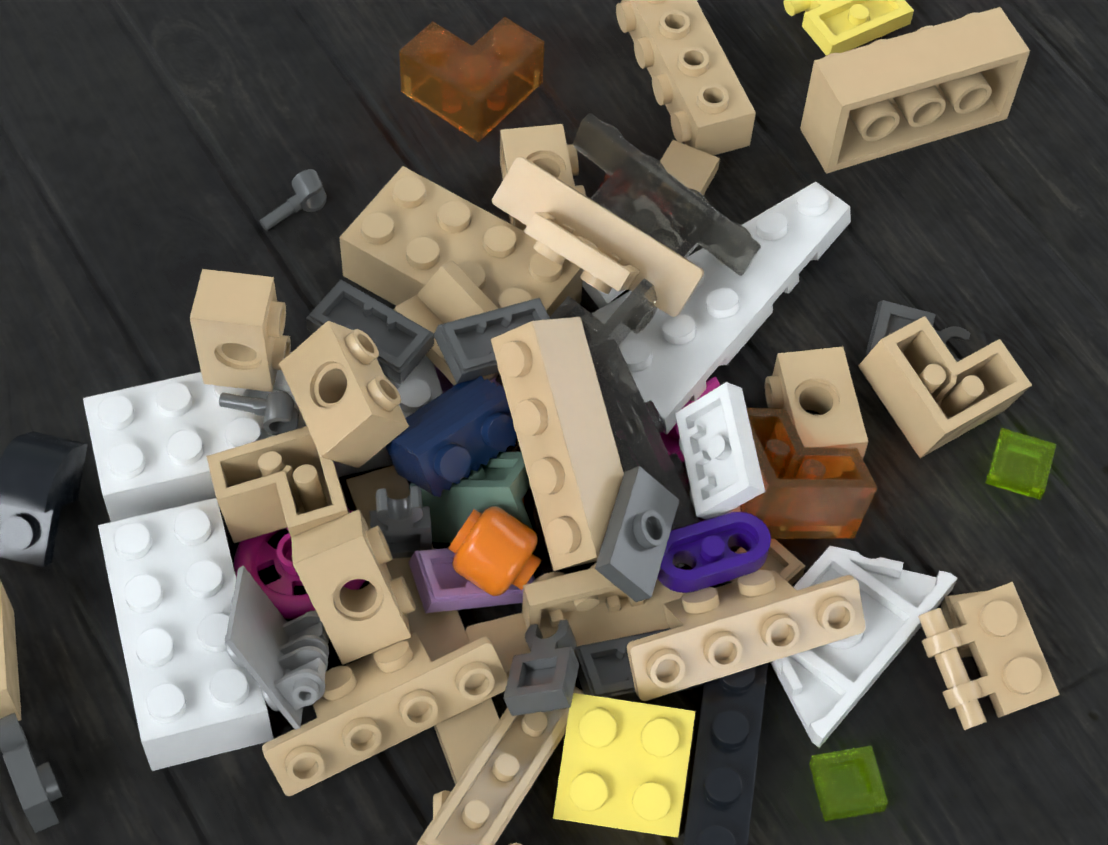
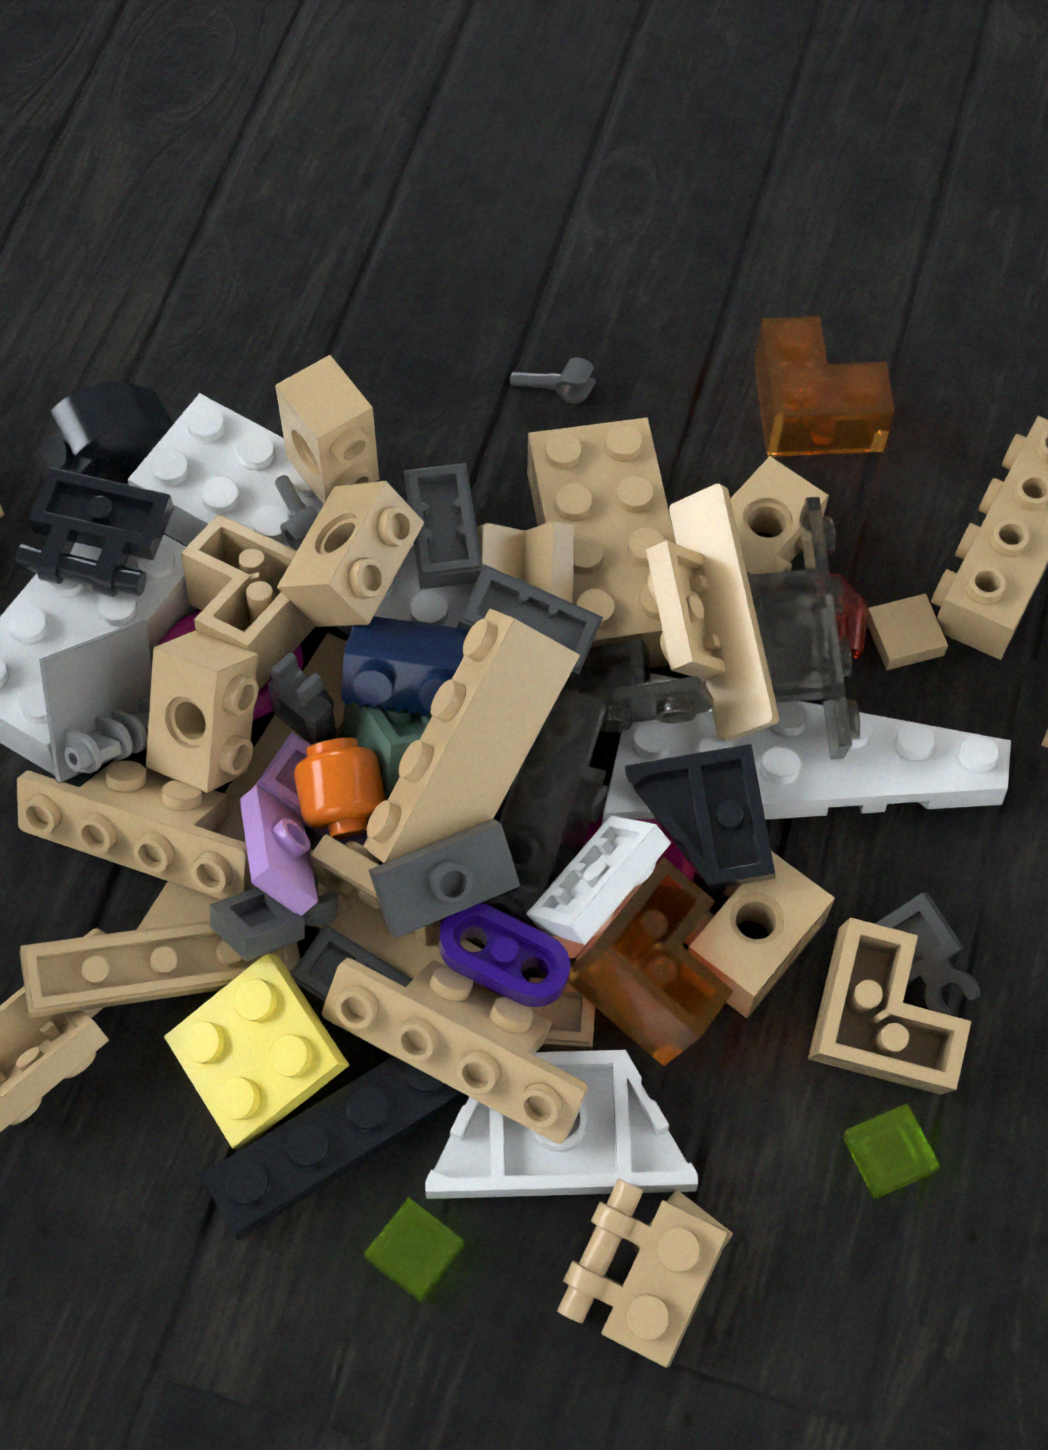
camera: 50 degrees right, 5 degrees up
(130, 525) = (97, 514): none -> black plate
(504, 622) = (278, 851): none -> lavender plate
(728, 348) = (710, 812): none -> black wing

